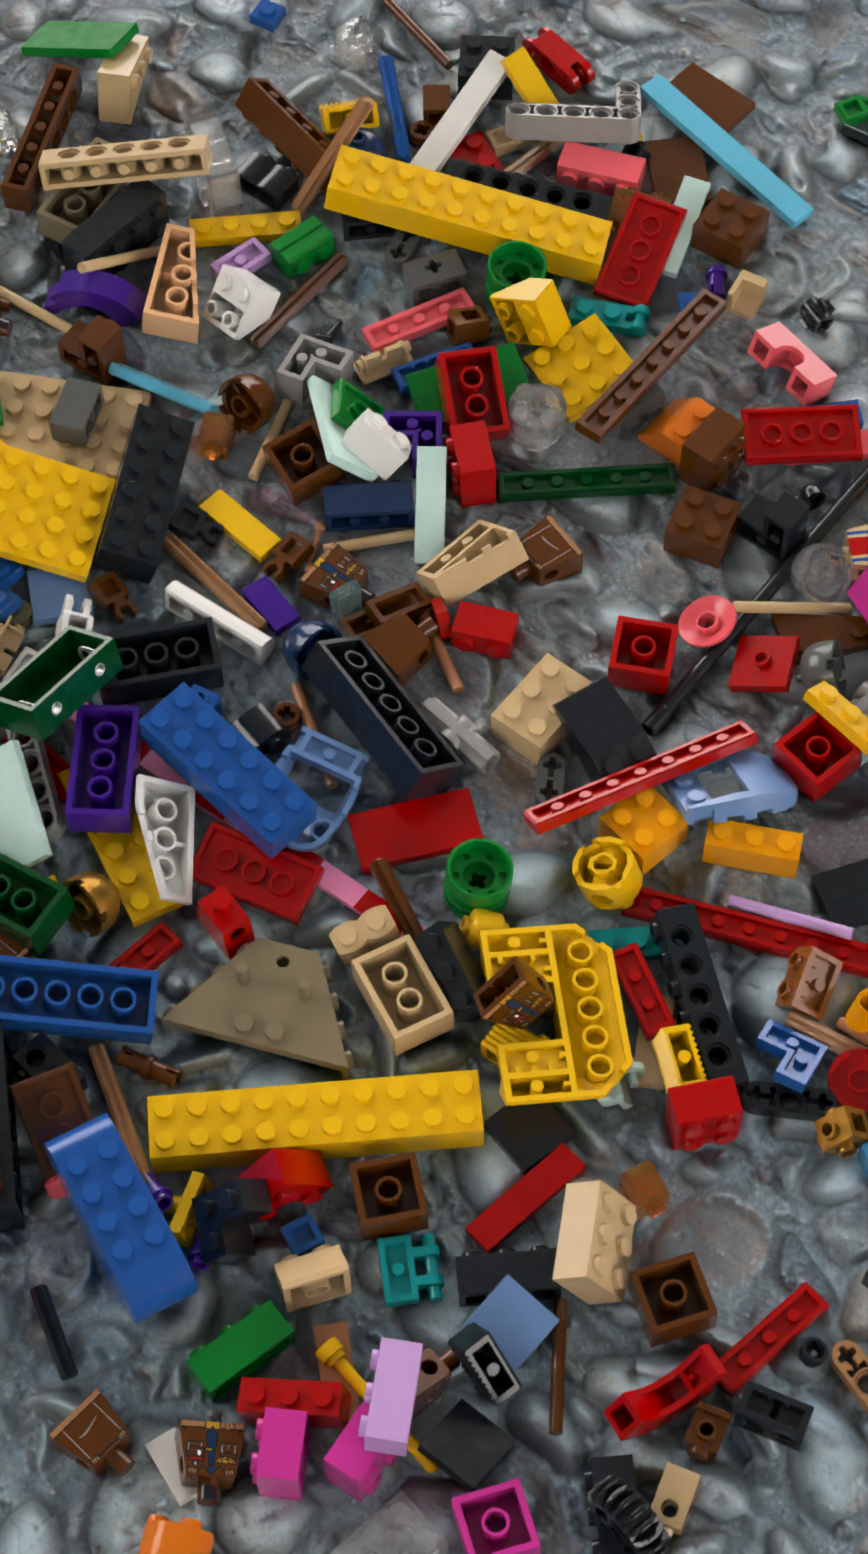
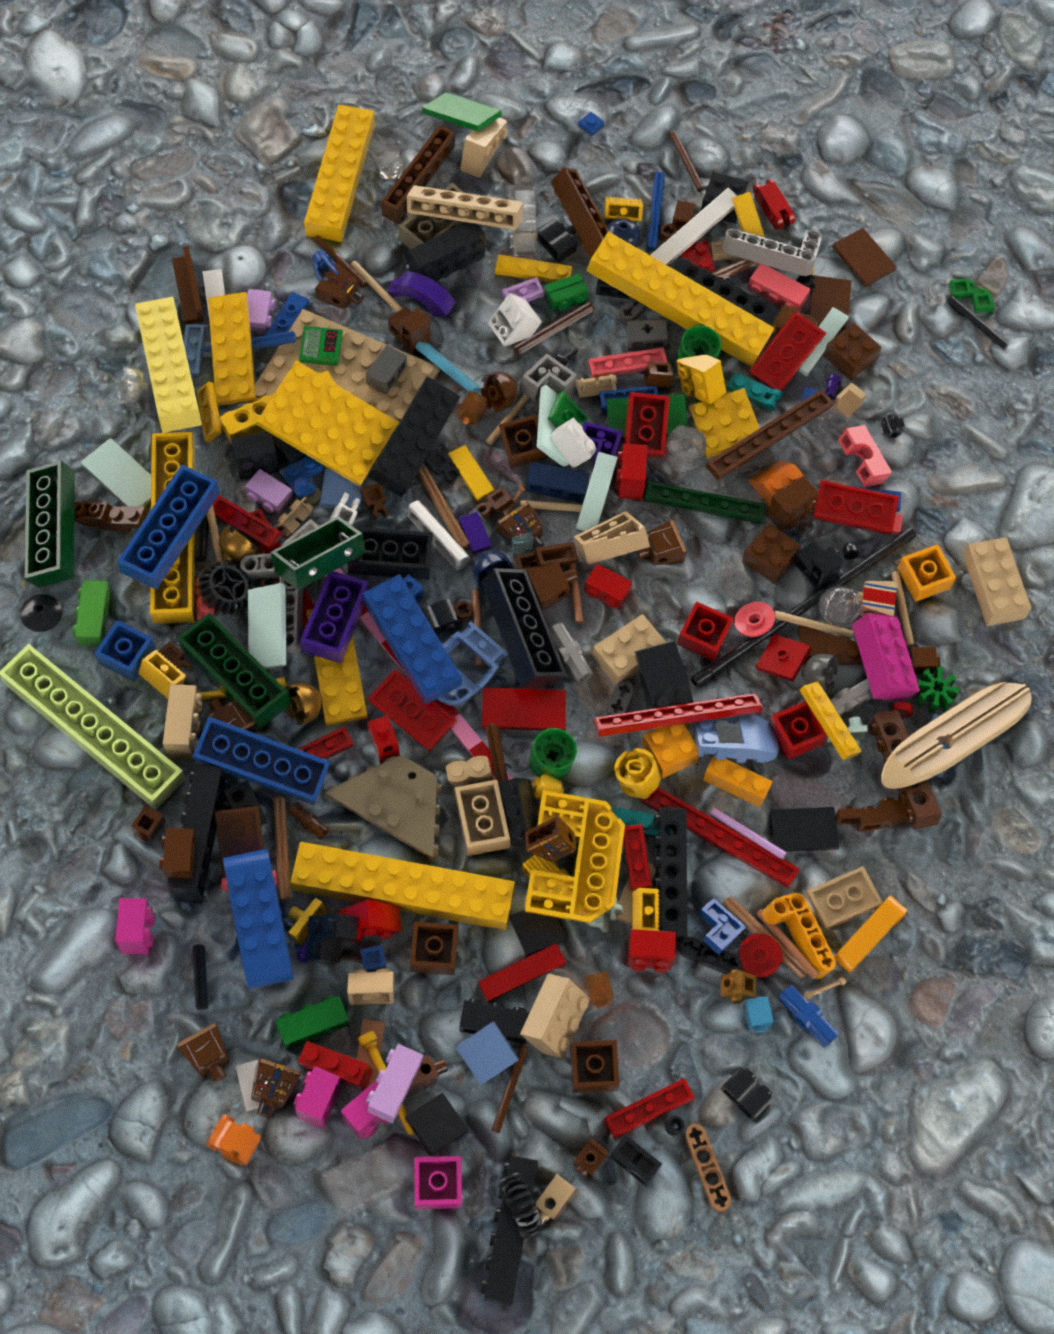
camera: 10 degrees right, 5 degrees up
(118, 259) = (443, 271): tan bar -> none
(161, 1194) = (289, 908): dark purple pin -> none
(167, 825) = (363, 668): white wedge -> none
(172, 295) = (472, 302): light nougat wedge -> none
(327, 161) = (618, 220): medium nougat axle -> none
(354, 45) = (641, 160): clear cylinder -> none
(399, 1272) = (427, 999): teal plate -> none
(441, 617) = (581, 570): red tile -> none
(484, 1363) = (462, 1075): black brick -> none
(667, 1398) = (570, 1129): red arch -> none
(726, 151) = (866, 296): medium azure tile -> none
(809, 982) = (746, 881): dark orange bracket -> none

